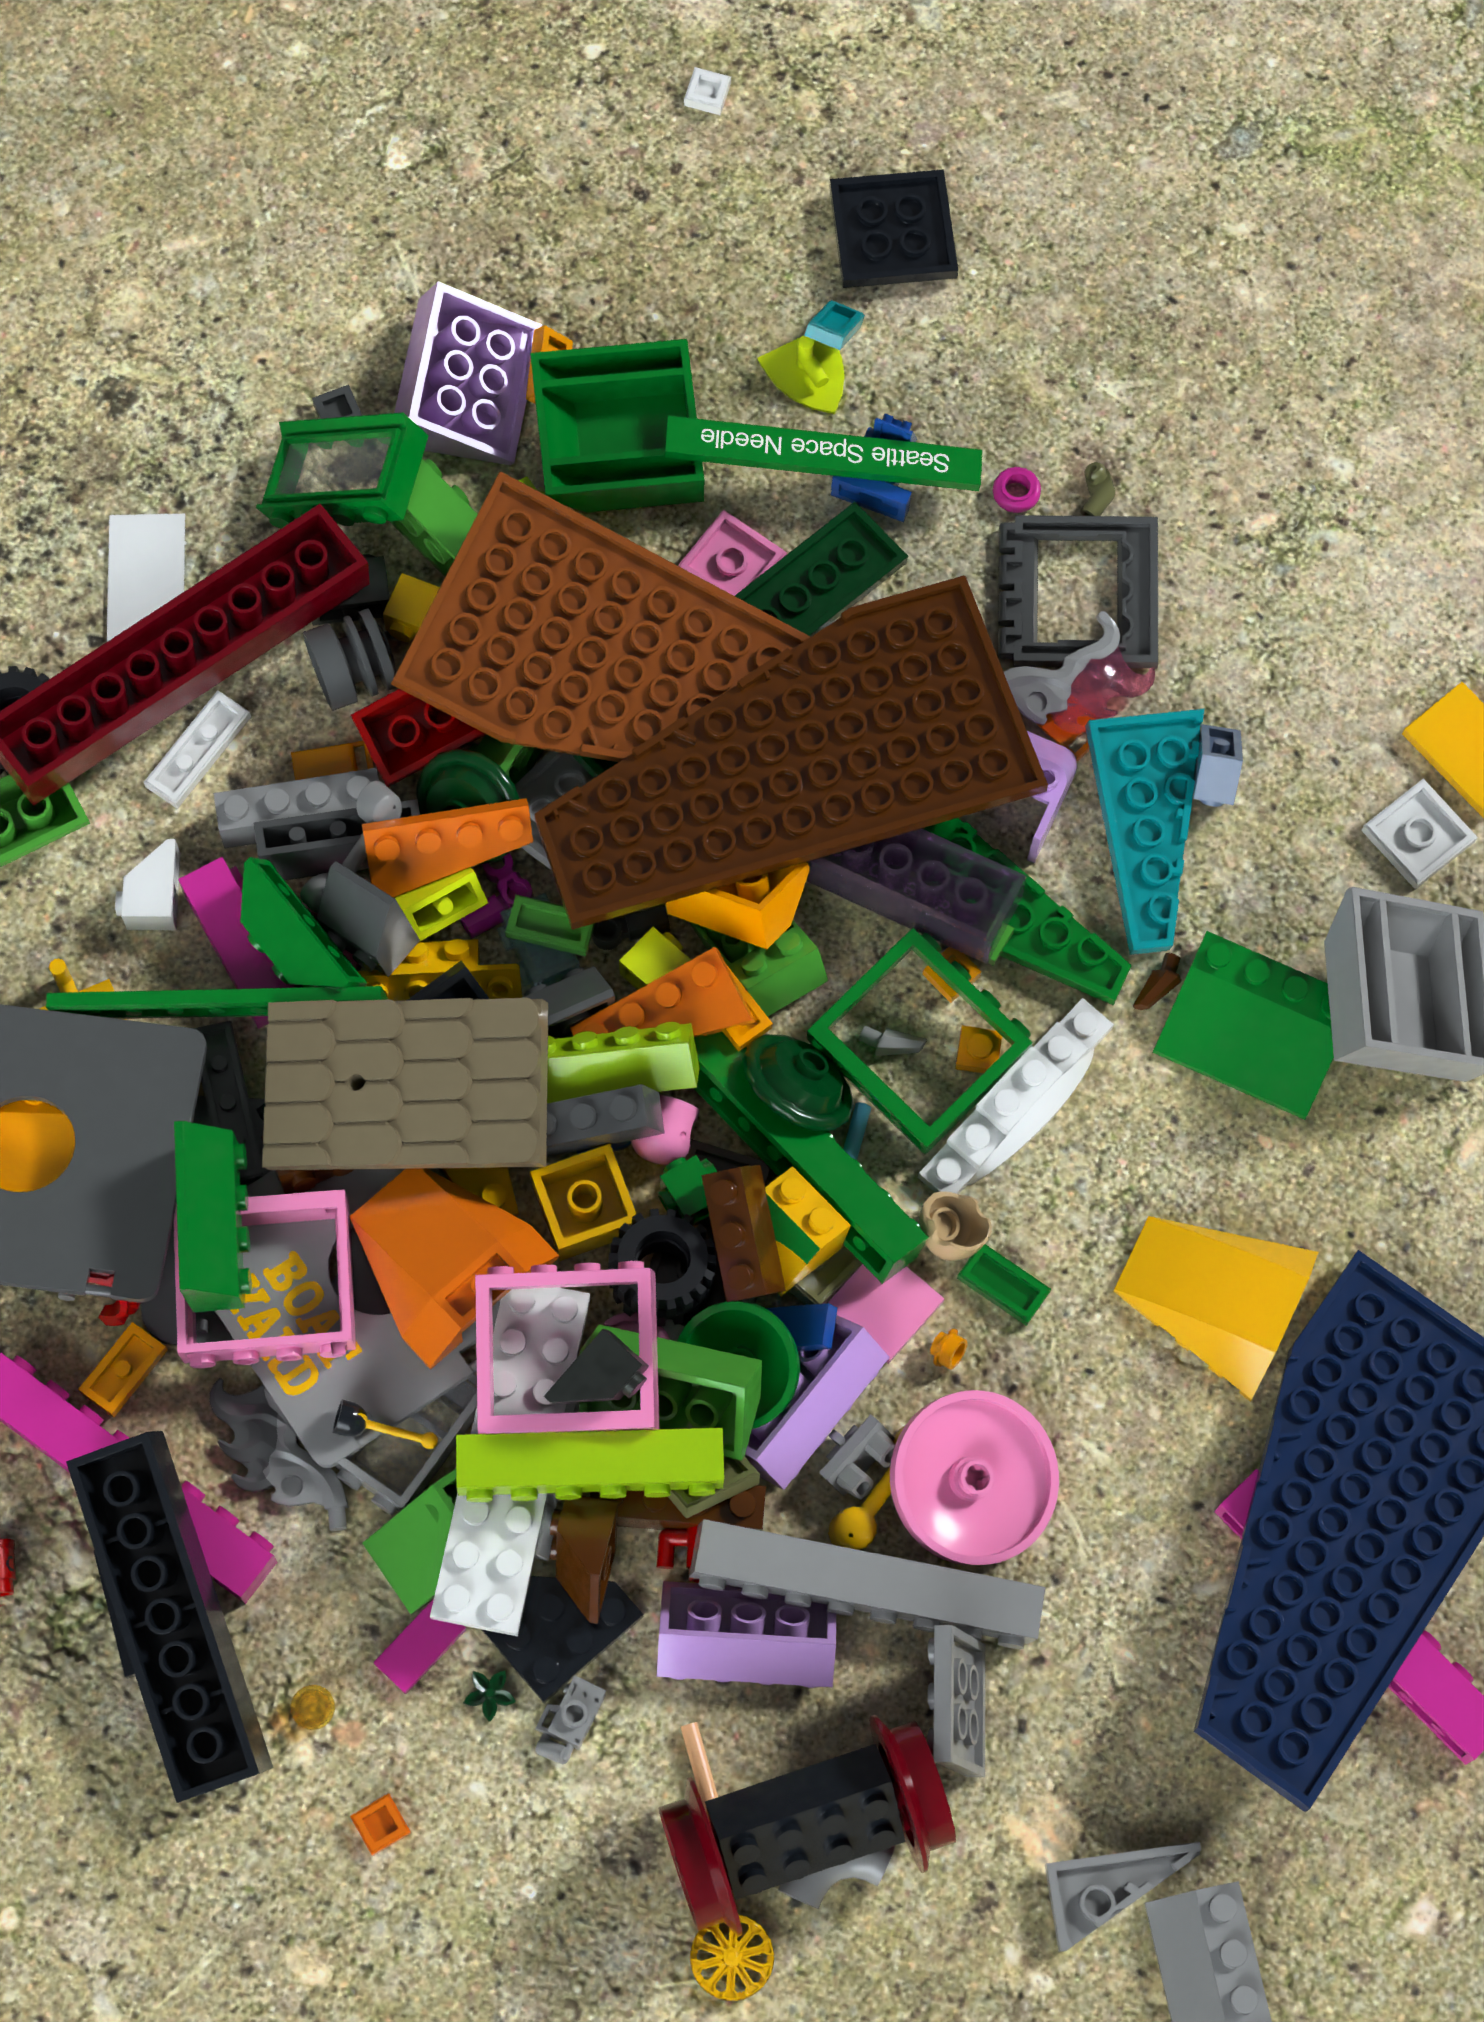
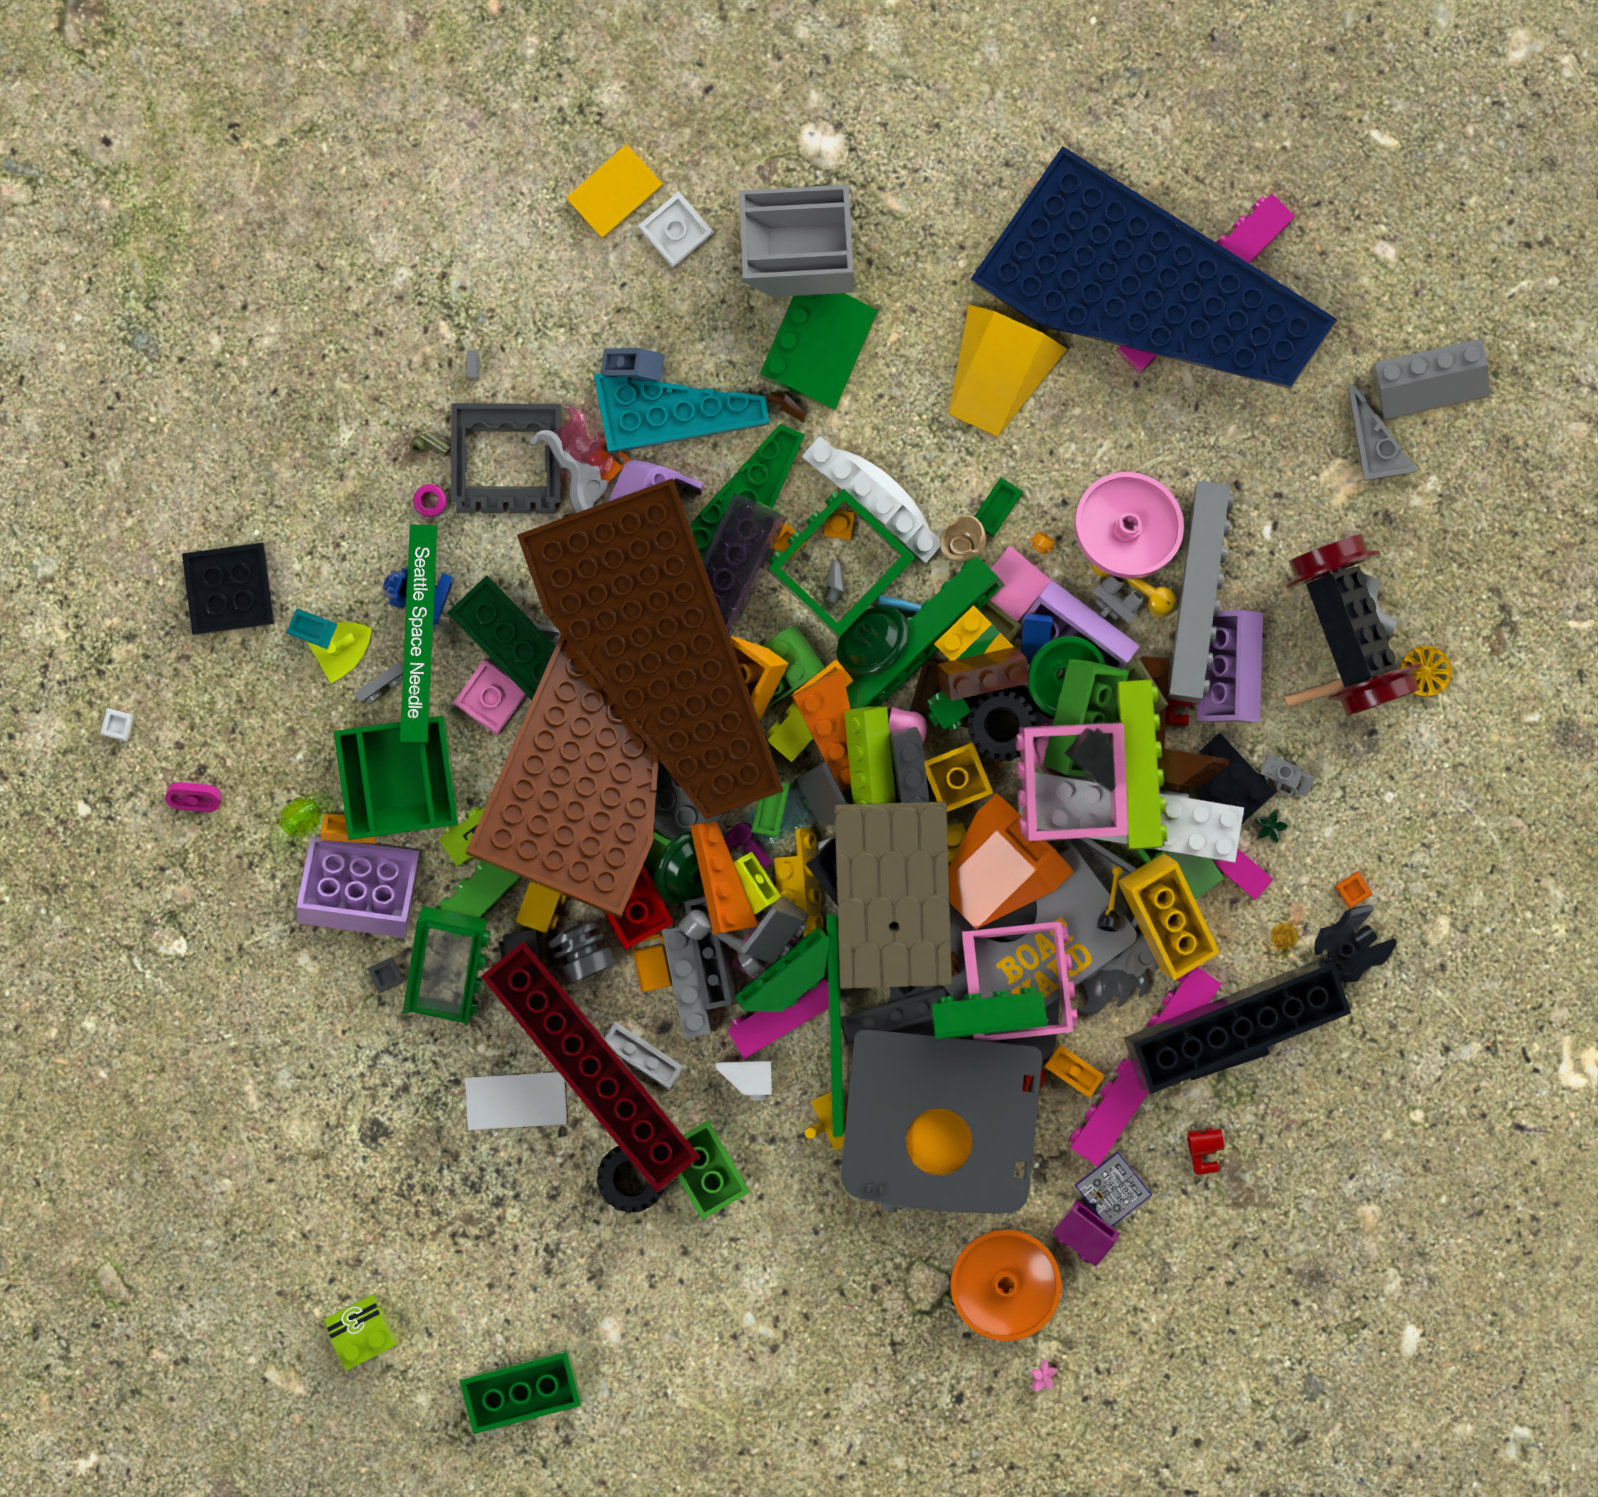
camera: 85 degrees left, 15 degrees up
(286, 1814) = (1350, 946): none -> black piece
(349, 1511) = (1168, 916): none -> yellow brick
(568, 306) = (299, 817): none -> clear neon green head
(603, 176) = (193, 797): none -> dark pink plate
(745, 403) = (372, 690): none -> light grey plate
(957, 1701) = (1274, 534): light grey plate -> none
(1212, 548) = (473, 365): none -> light grey tile

